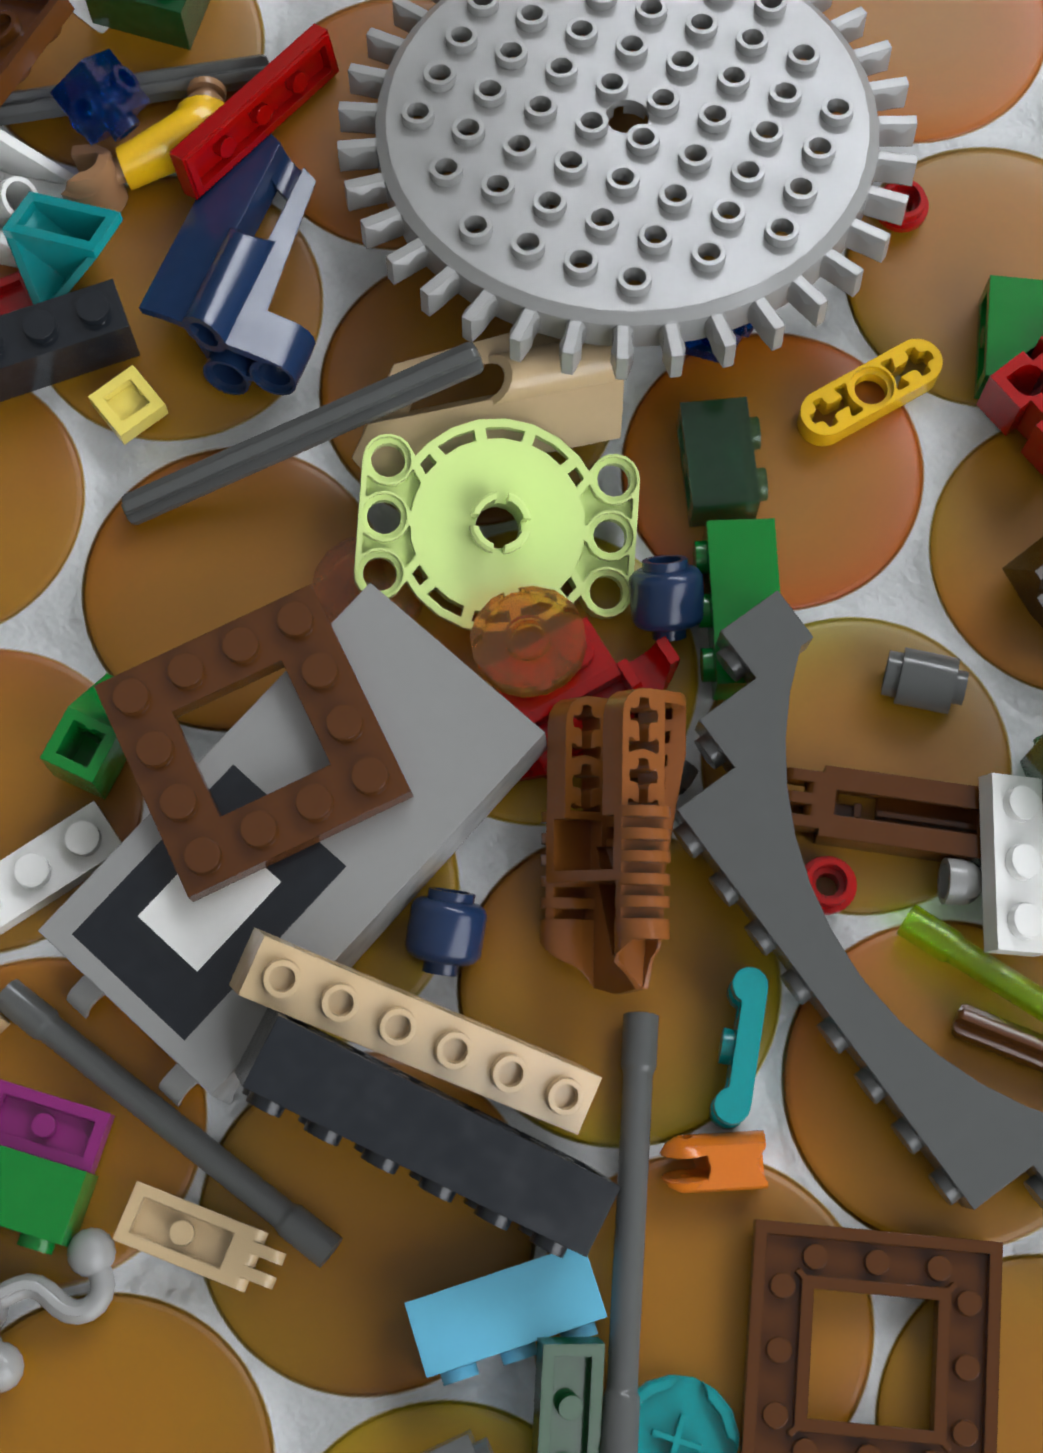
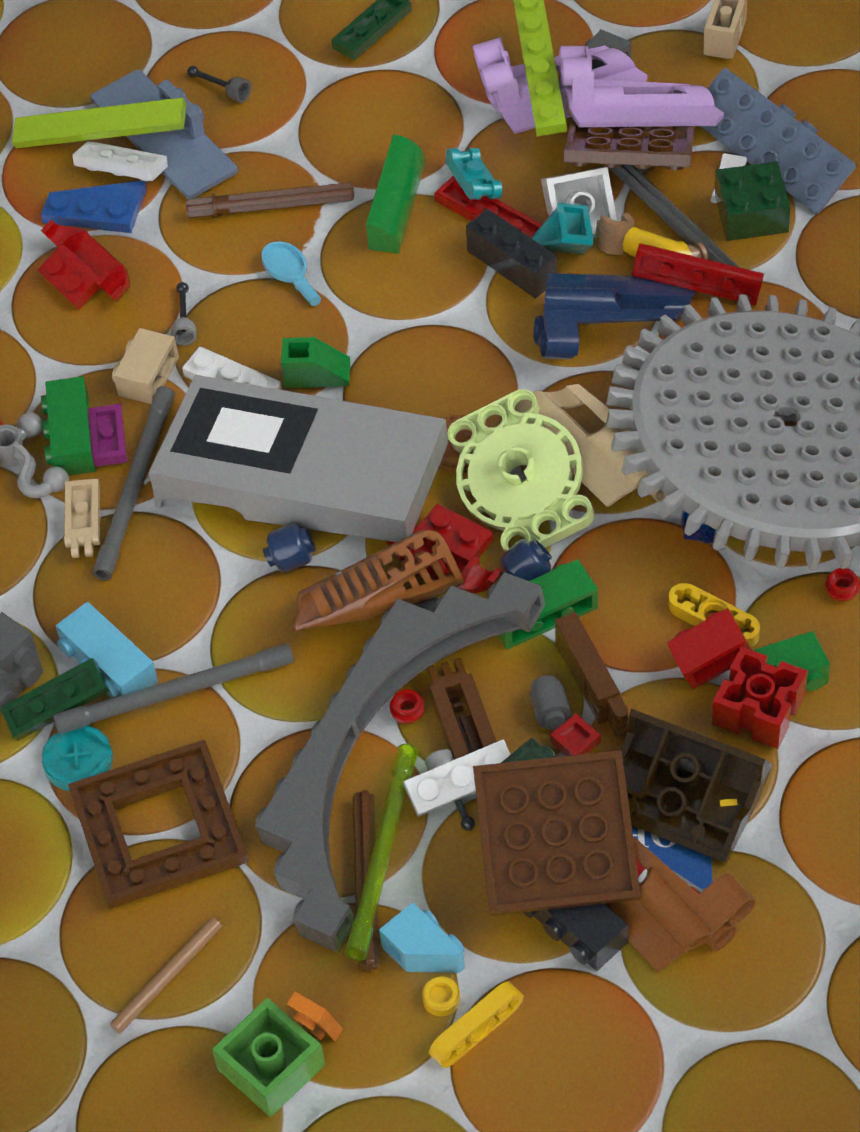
camera: 70 degrees right, 20 degrees down
(101, 98) = (657, 207): clear blue brick -> none
(128, 404) = (500, 301): light yellow plate -> none
(223, 849) = (337, 458): reddish brown plate -> none
(303, 433) = (521, 369): dark grey axle -> none
(414, 1031) = (221, 539): tan brick -> none
(426, 1131) = (171, 559): black brick -> none
(528, 641) = (460, 508): clear orange tile -> none
(719, 460) = (623, 558): clear green brick -> none
(721, 1160) = (229, 718): orange piece -> none
(740, 1048) = (291, 700): teal plate -> none
(906, 599) = (590, 673): none -> reddish brown hinge
(946, 419) = (708, 647): none -> red piece
(999, 673) = (575, 737): none -> red plate

